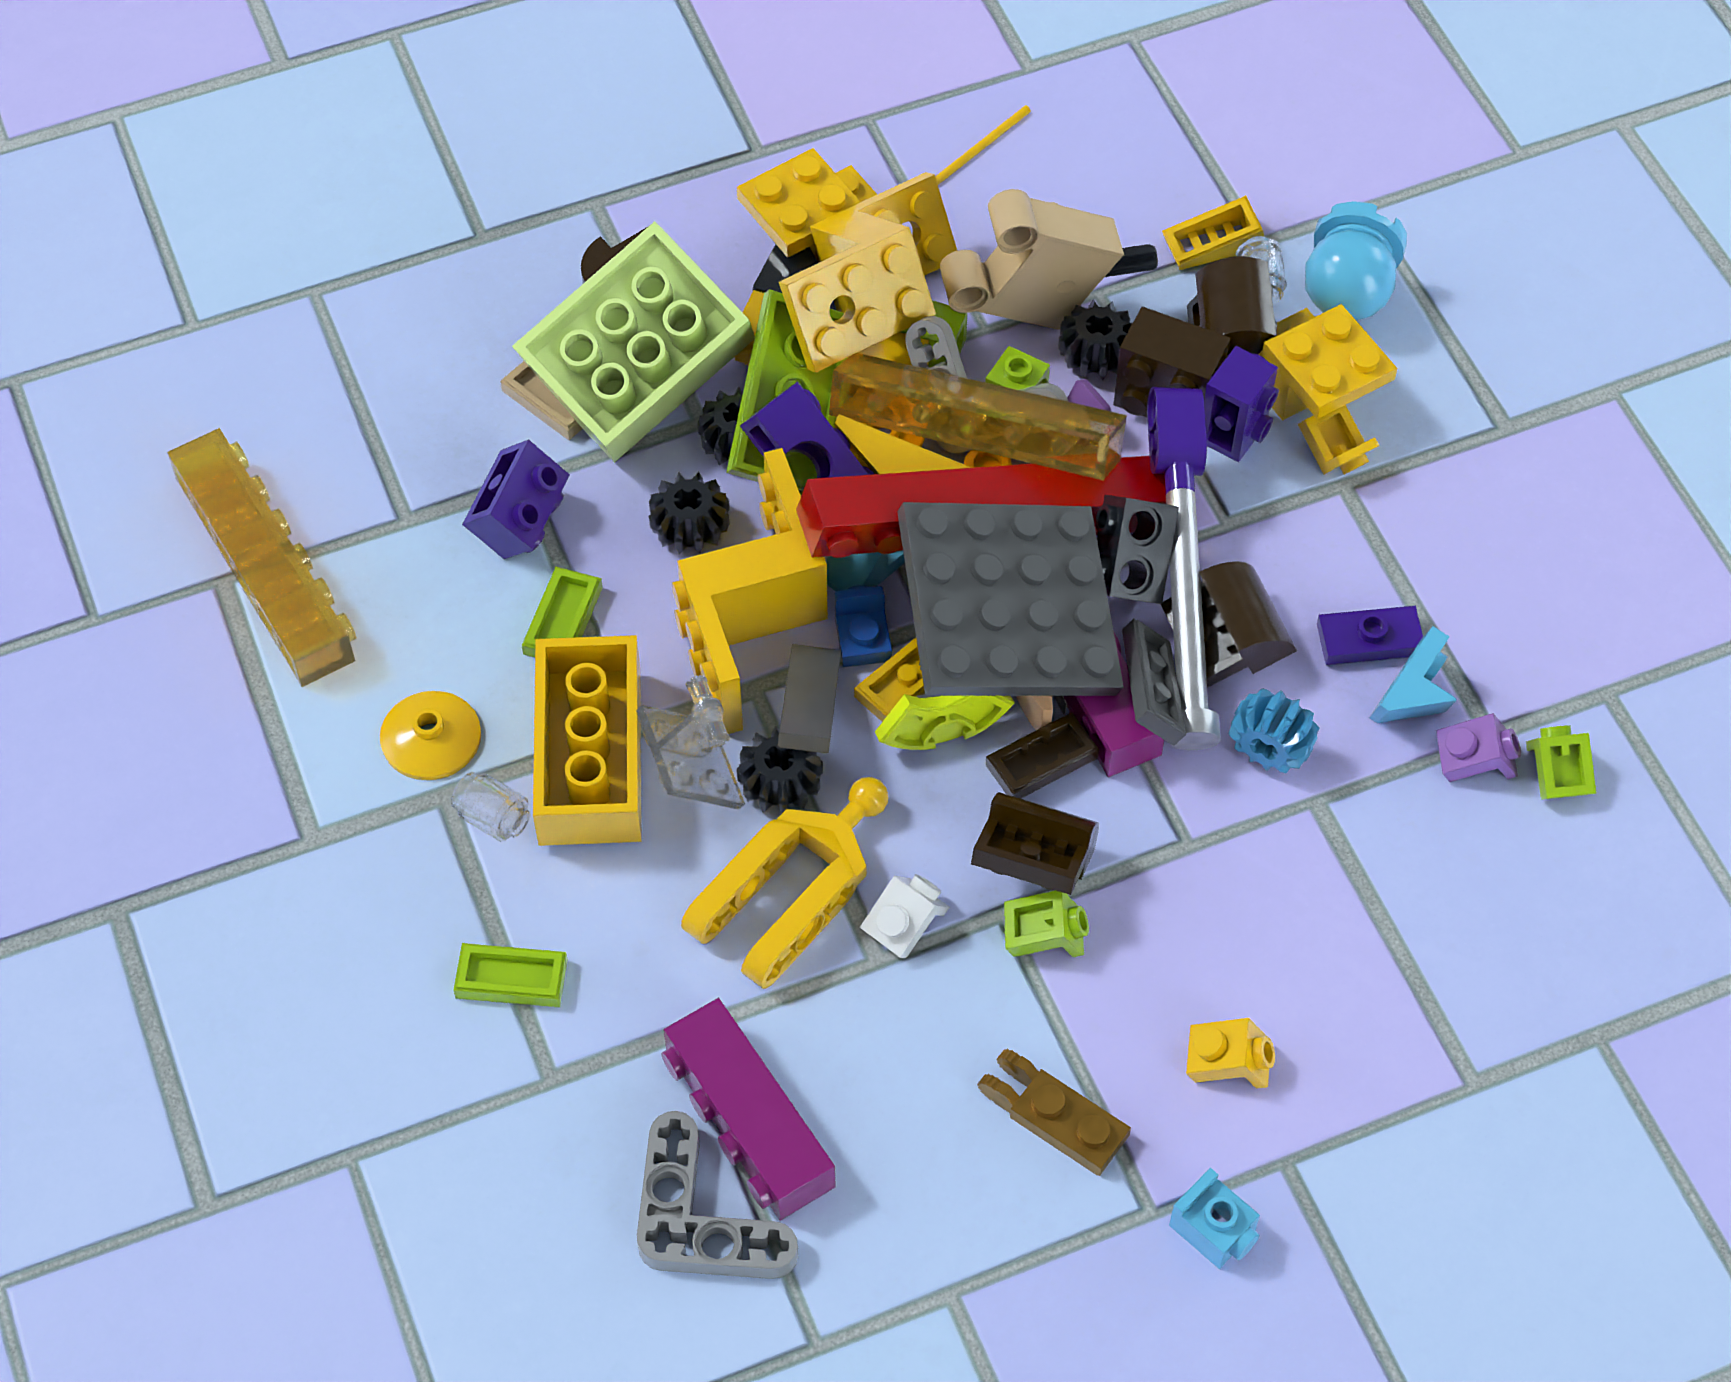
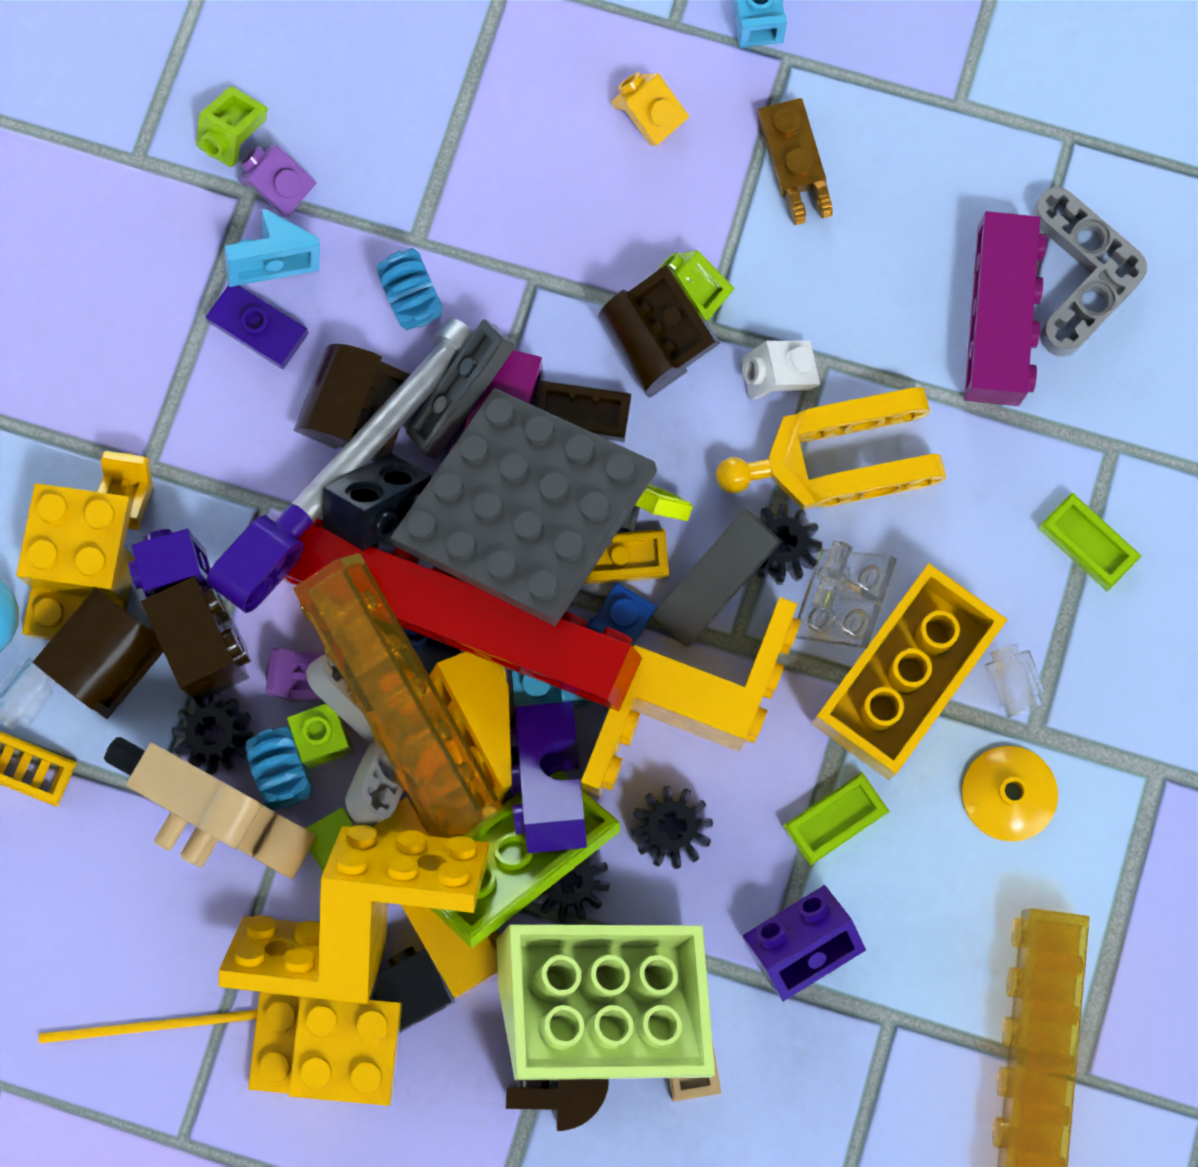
camera: 140 degrees left, 20 degrees up
(1025, 331) = (278, 768): none -> dark azure gear

